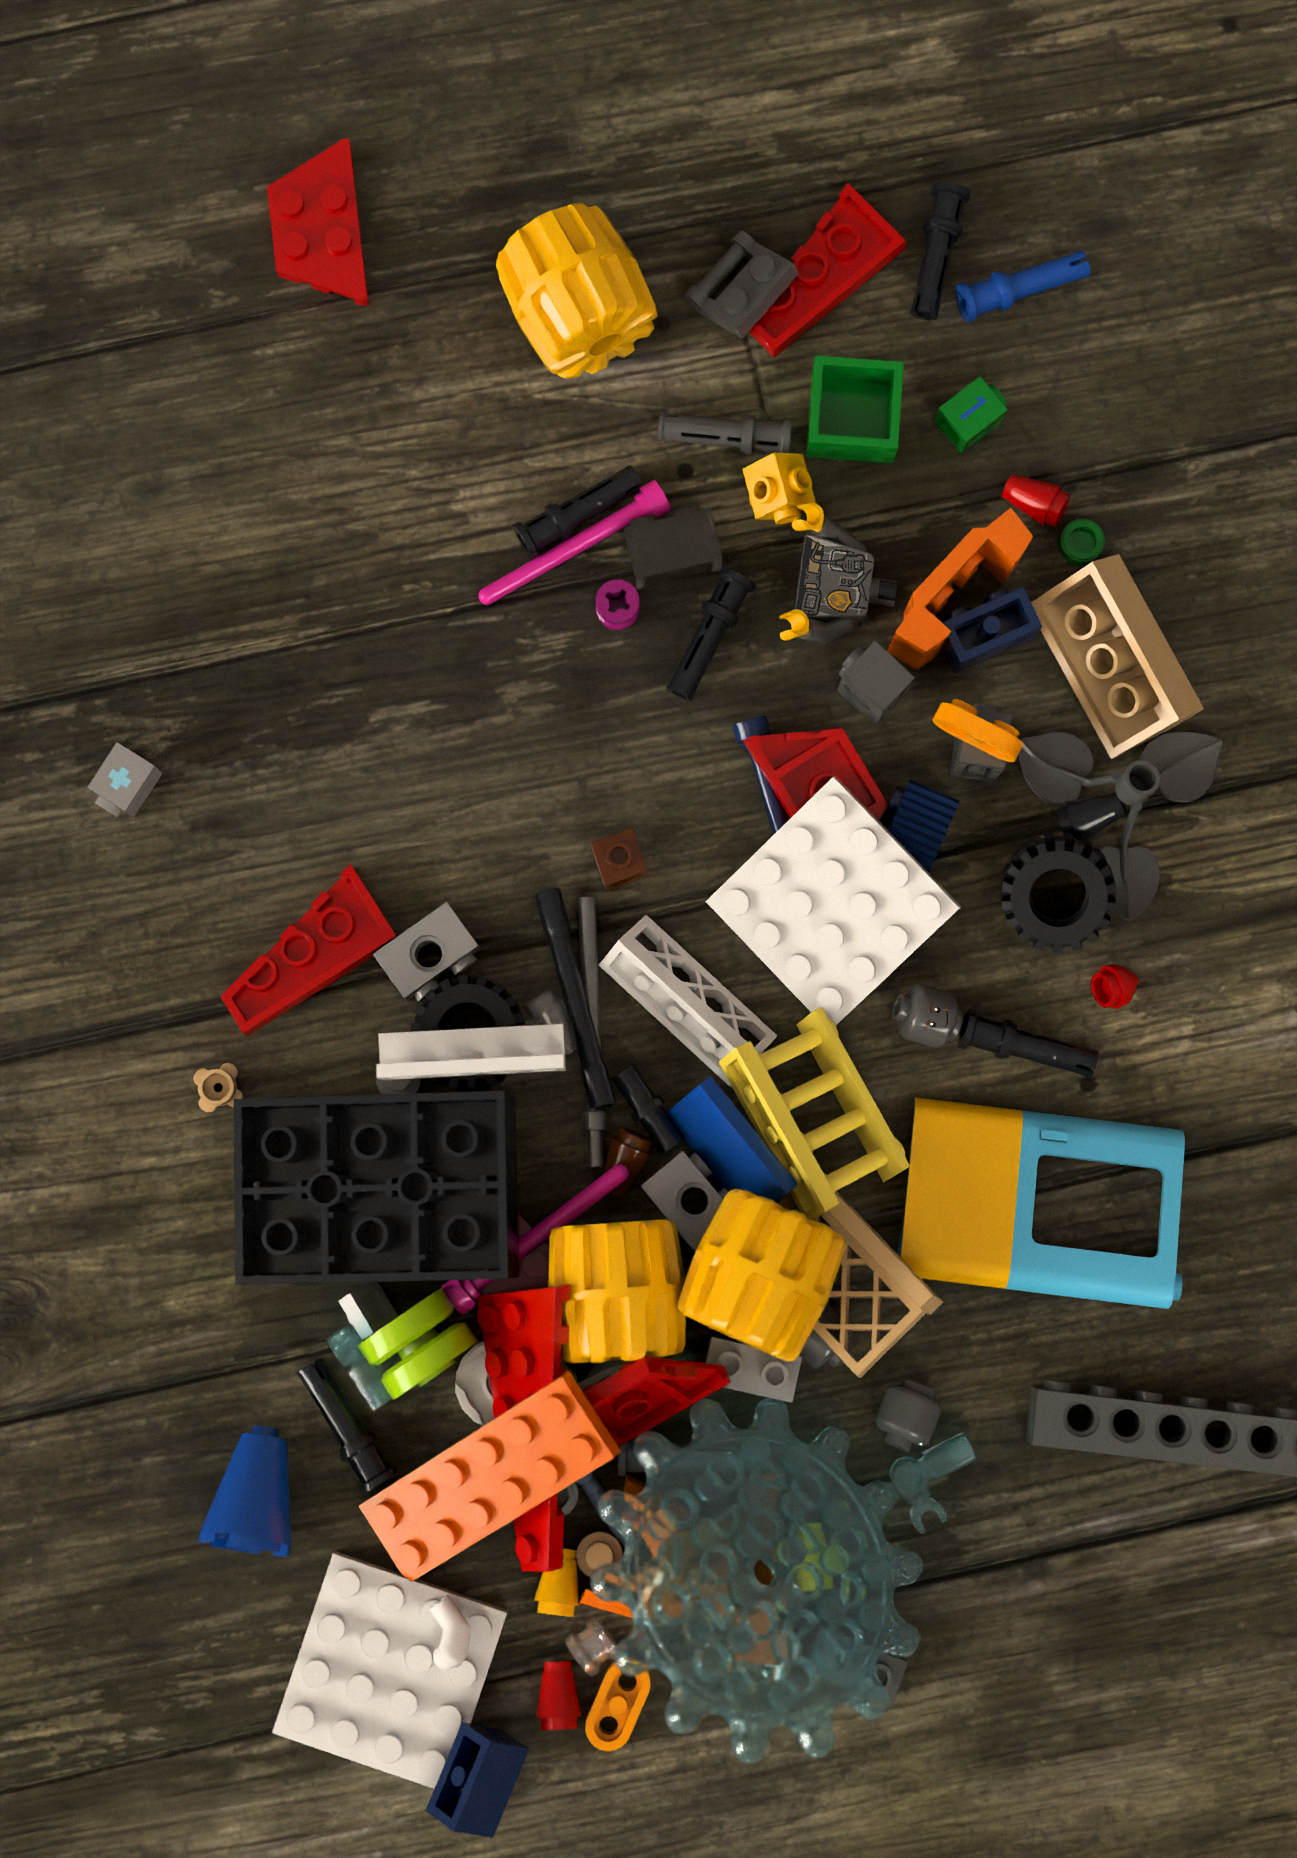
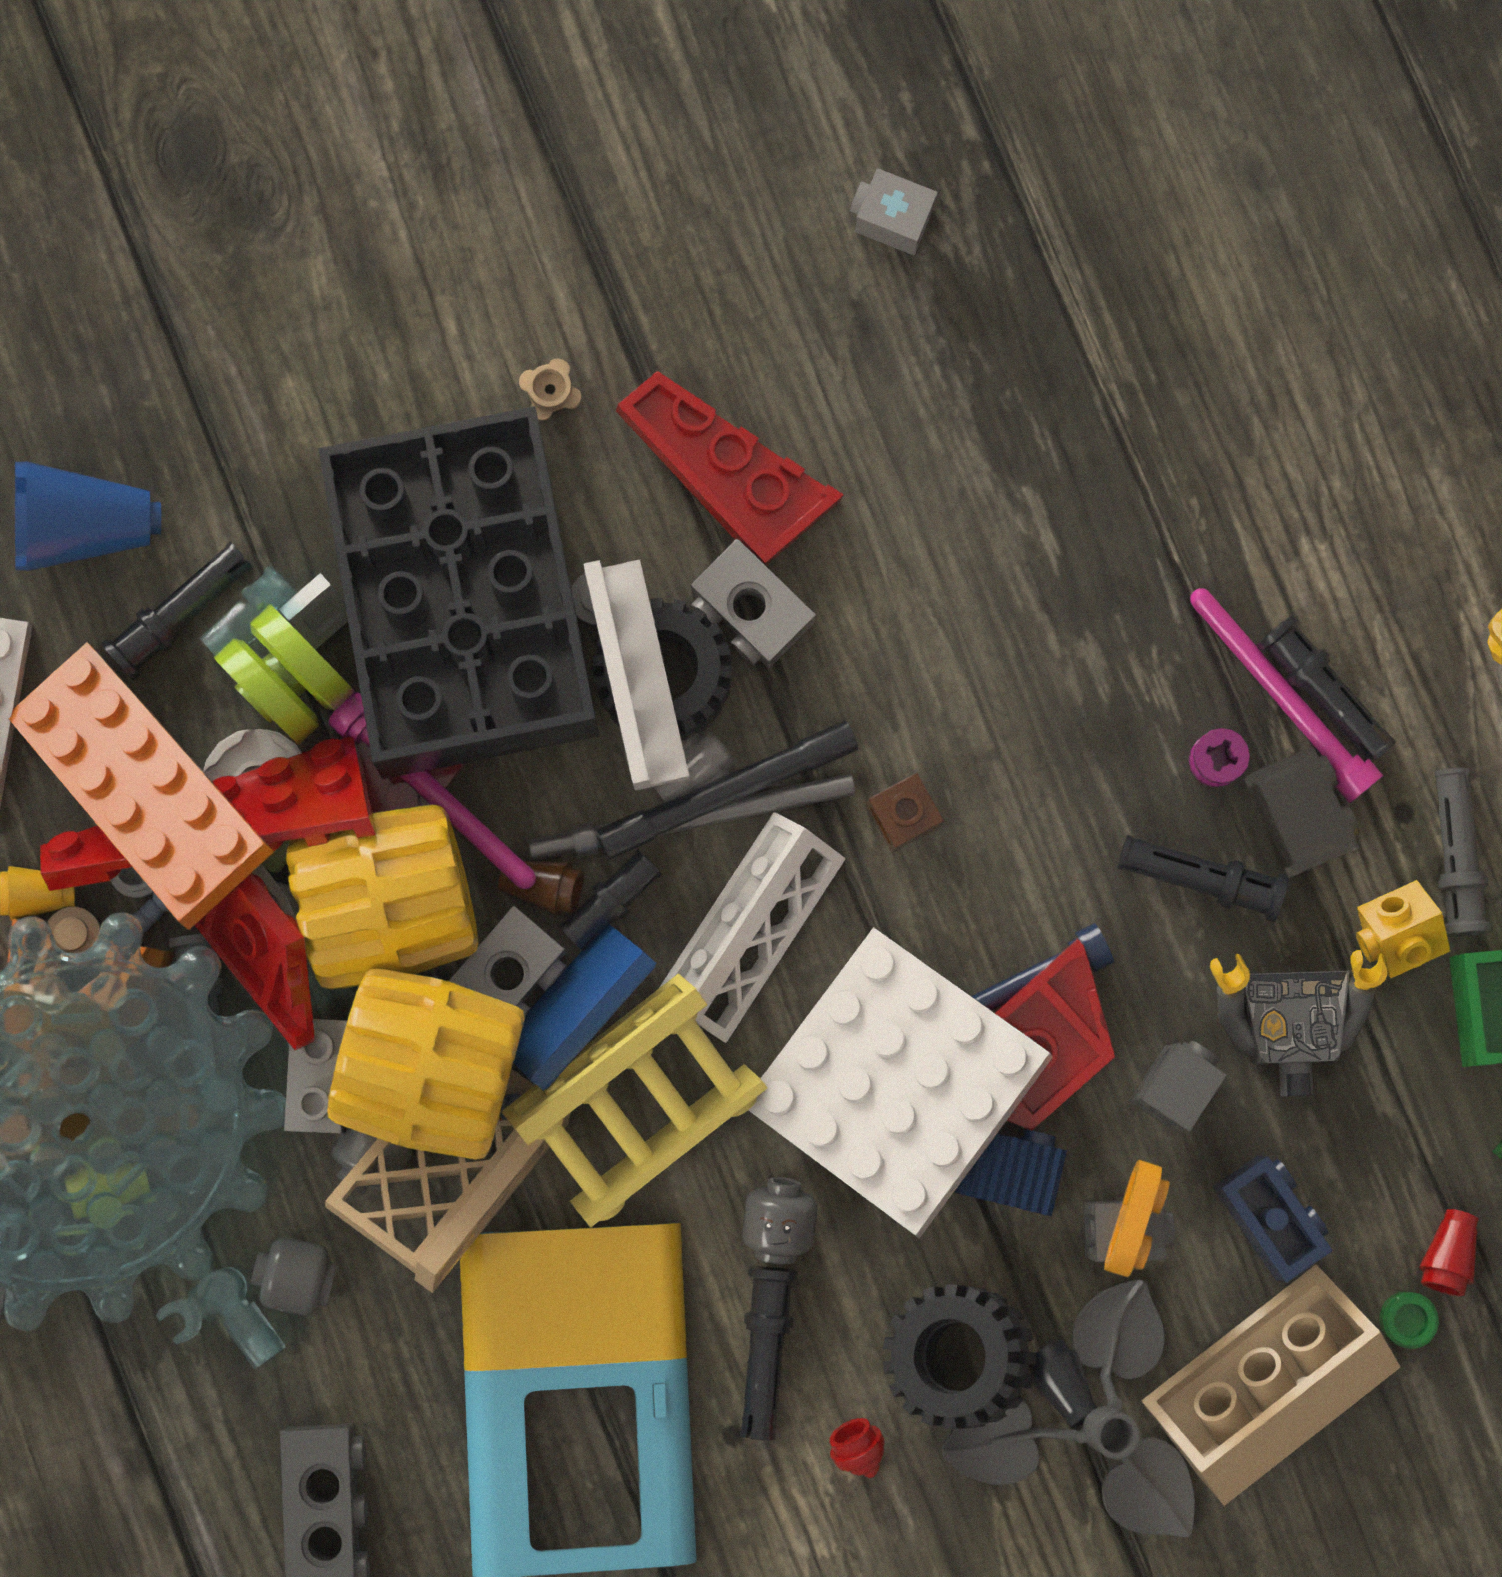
camera: 80 degrees right, 0 degrees up
(993, 547) = (1380, 1212): orange plate -> none

